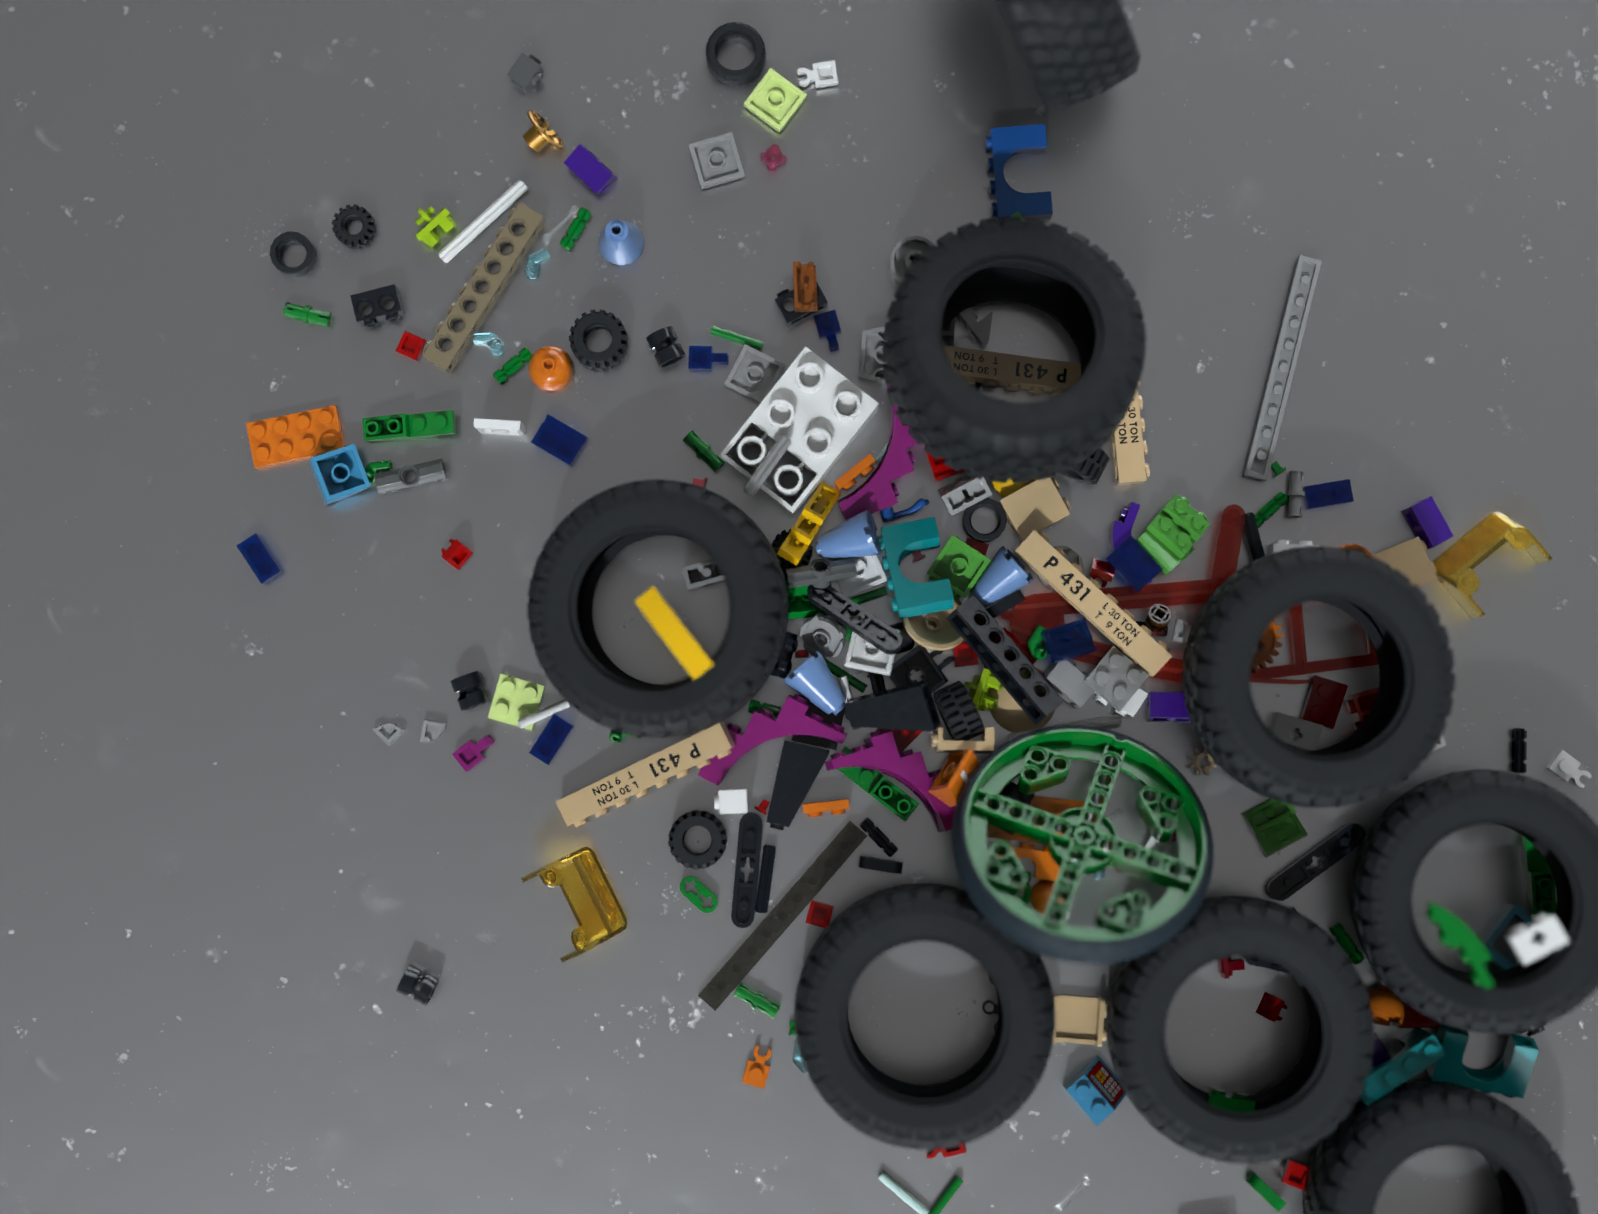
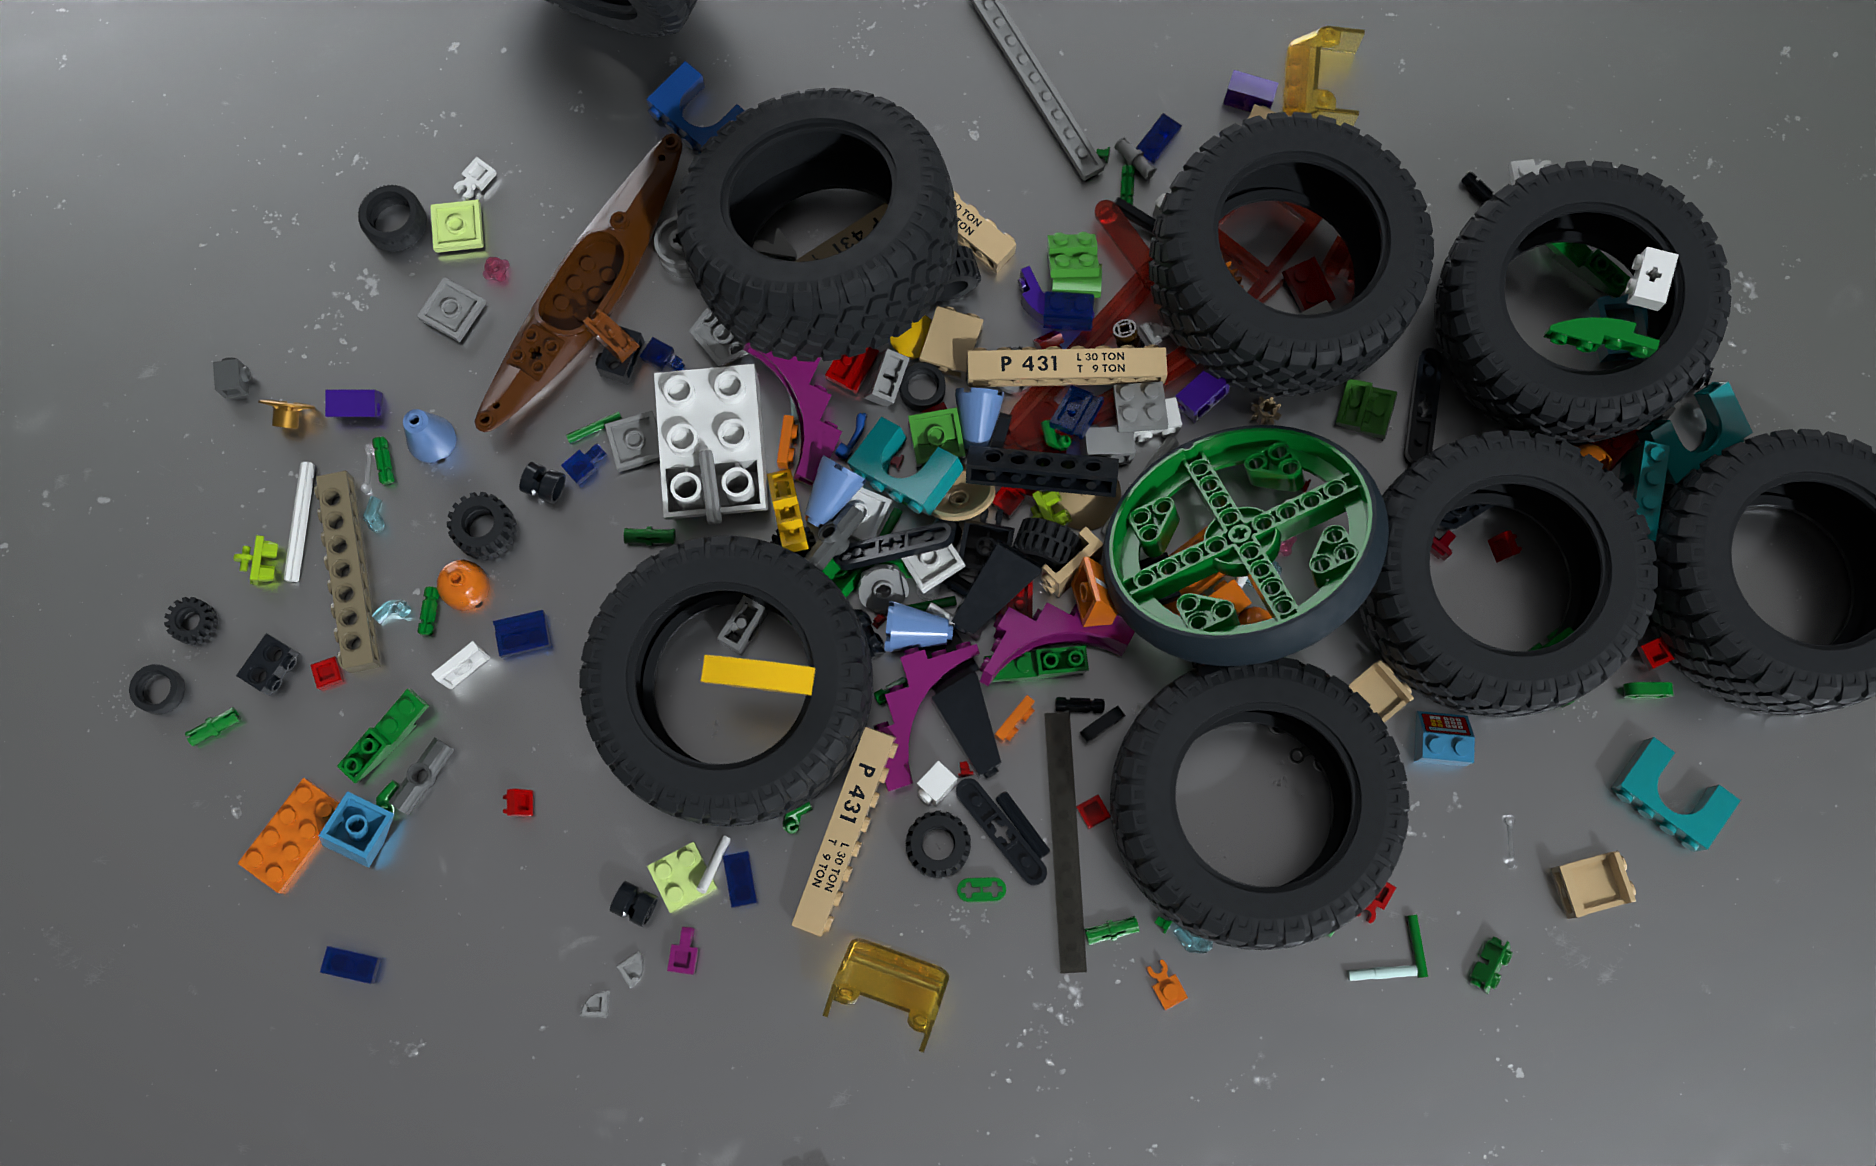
camera: 50 degrees left, 10 degrees down
(821, 229) = (587, 279): none -> reddish brown piece

